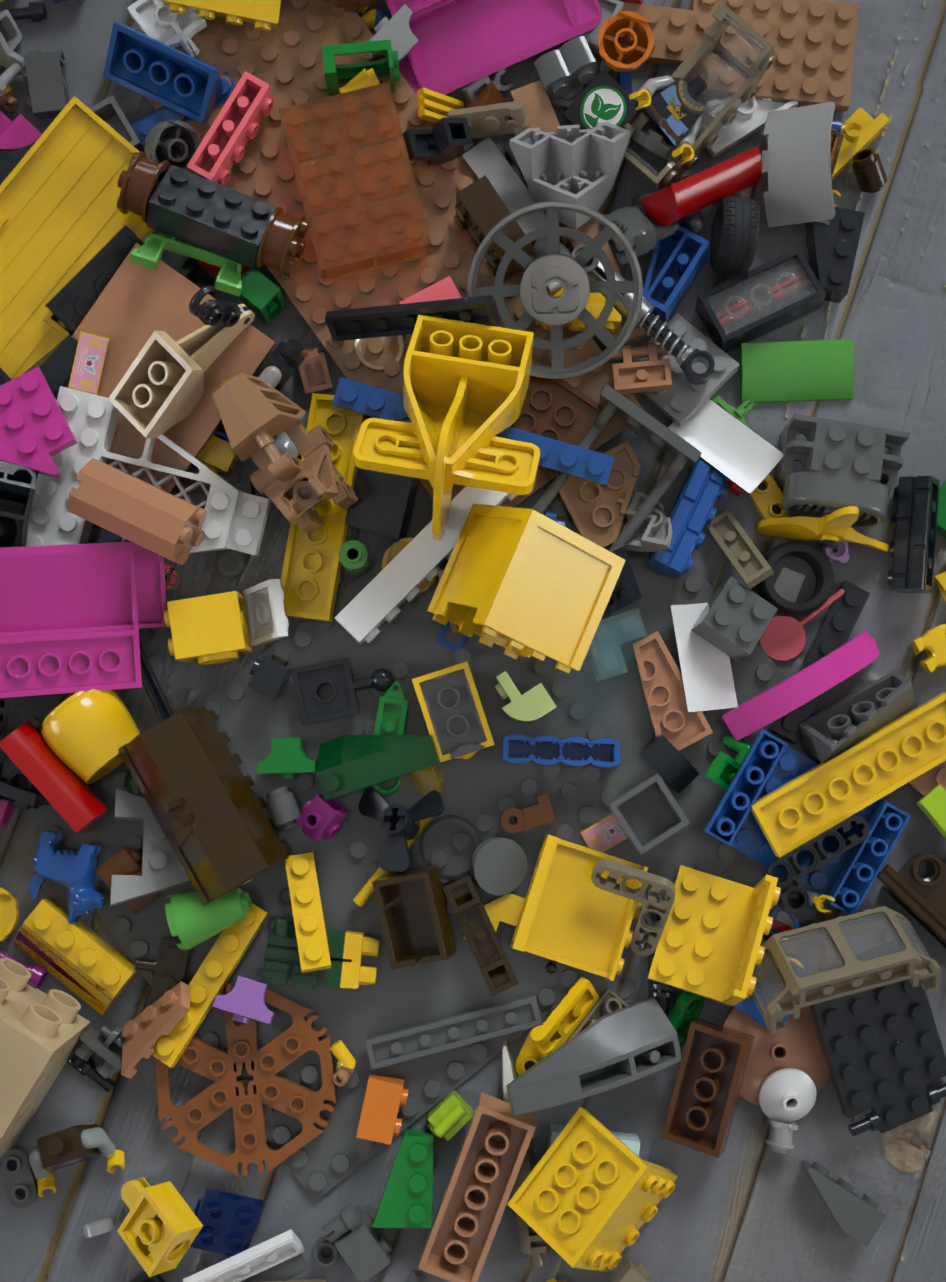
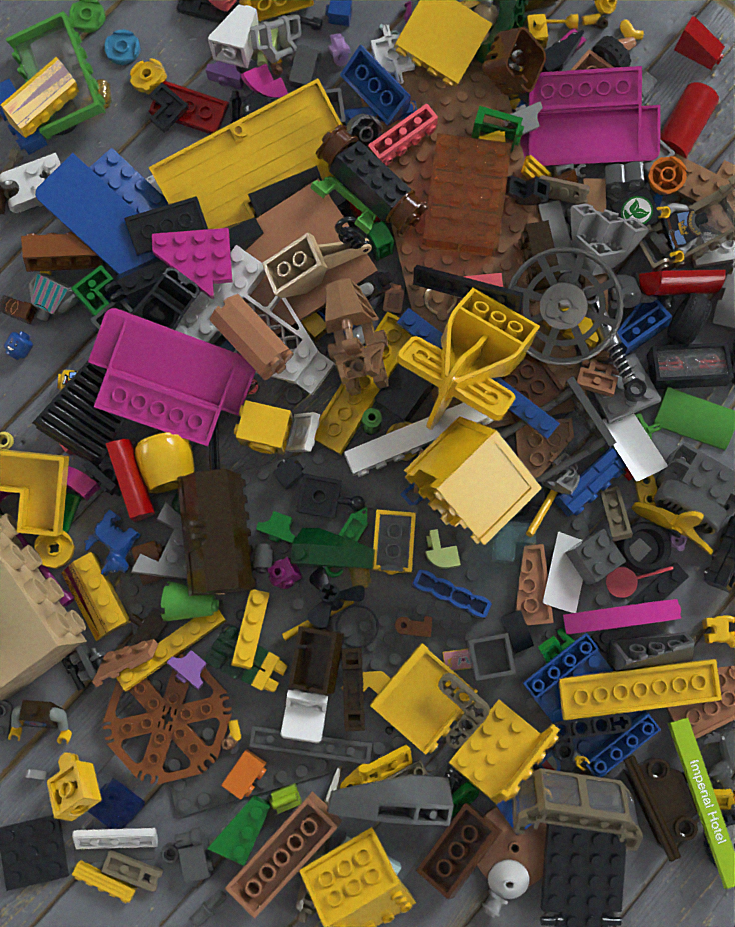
camera: 25 degrees right, 5 degrees down
(86, 38) = (339, 49): none -> lavender hips
(88, 363) = (259, 238): bright pink tile -> none
(429, 999) = (304, 716): none -> white bracket
(498, 865) = (382, 650): dark grey tile -> none
(638, 591) = (541, 513): none -> yellow bar

